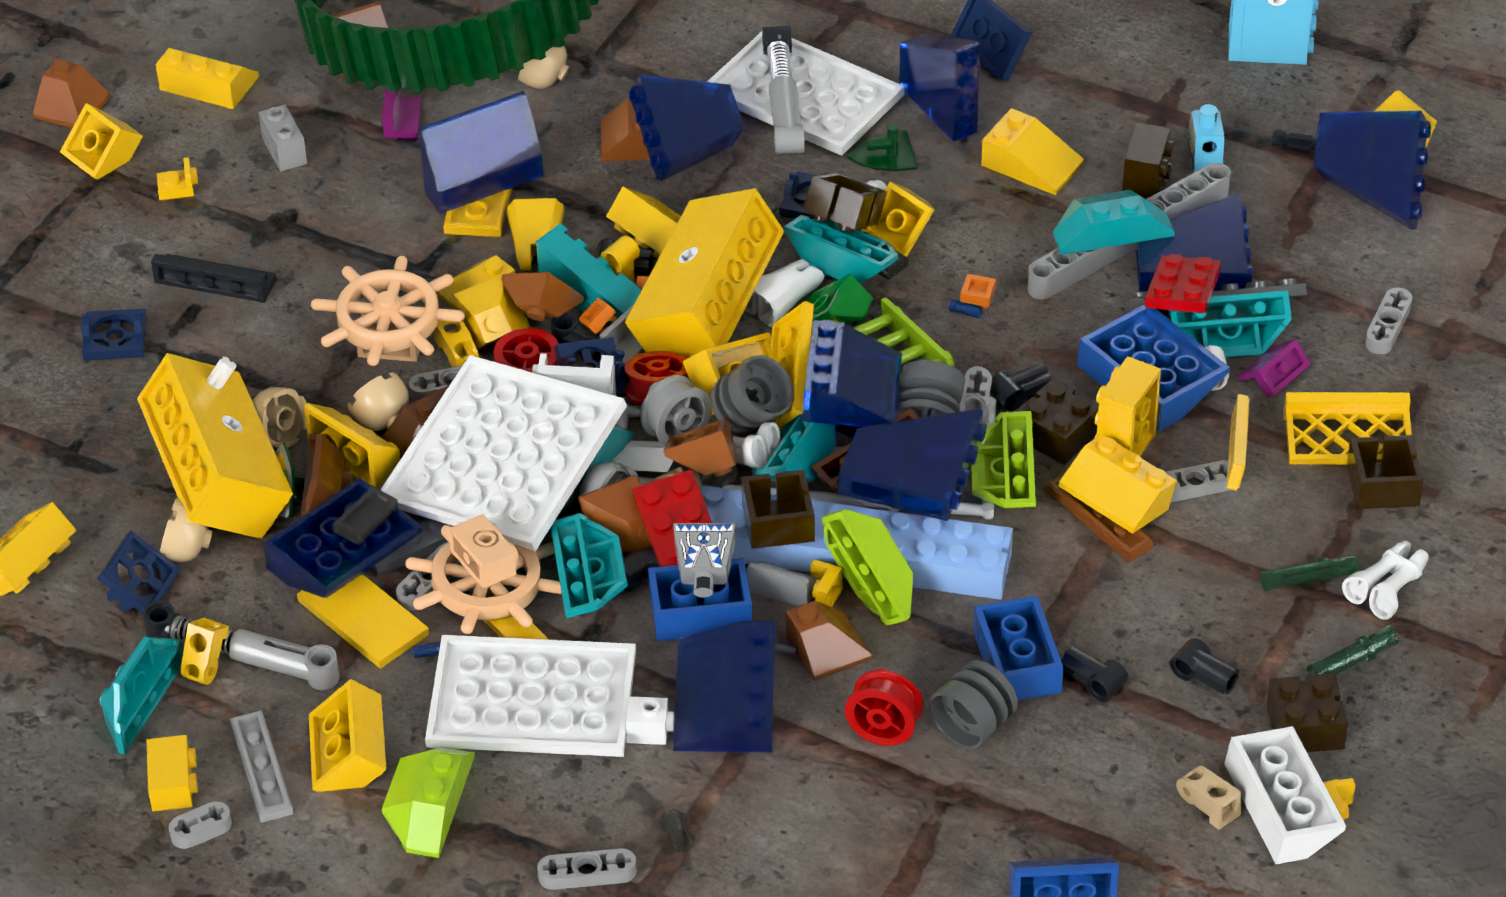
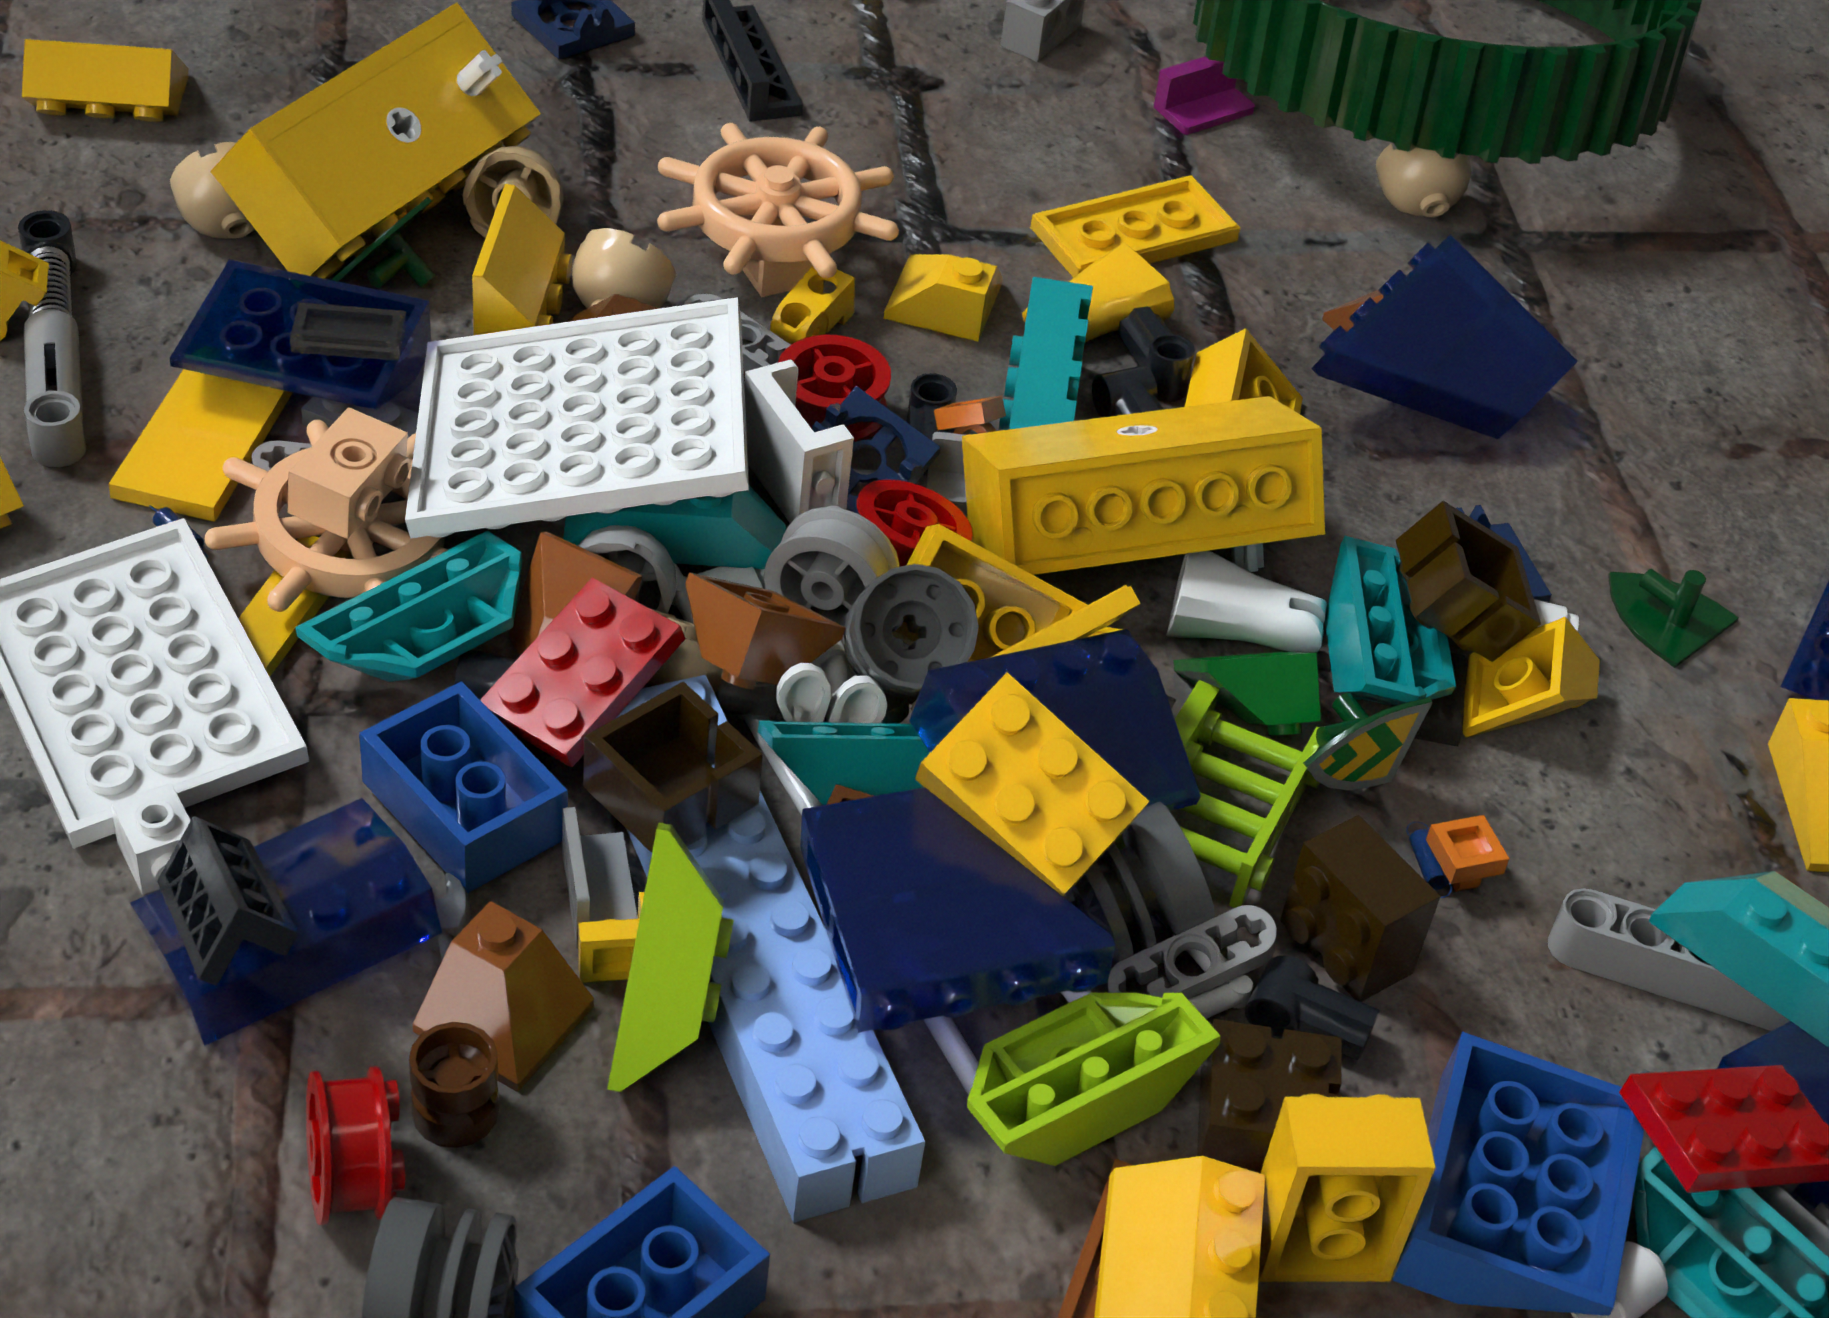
camera: 50 degrees right, 0 degrees up
(151, 561) = (88, 225): dark blue piece -> none
(324, 473) = (424, 264): reddish brown wedge -> none
(480, 153) = (1161, 162): clear blue slope -> none
(489, 311) = (895, 310): yellow slope -> none
(541, 294) = (947, 340): dark orange slope -> none
(591, 230) = (1164, 353): none -> black piece
(622, 256) = (1105, 387): yellow piece -> none
(704, 554) = (505, 725): torso -> none
(733, 681) = (221, 897): none -> black fence
(783, 91) = (1554, 467): light grey piece -> none
(834, 96) = (1682, 466): white plate -> none
(866, 655) = (454, 1084): none -> reddish brown wheel
(891, 389) = (1031, 785): none -> yellow brick
(897, 285) = (1364, 748): none -> shield
(989, 337) = (1359, 908): none -> dark brown piece

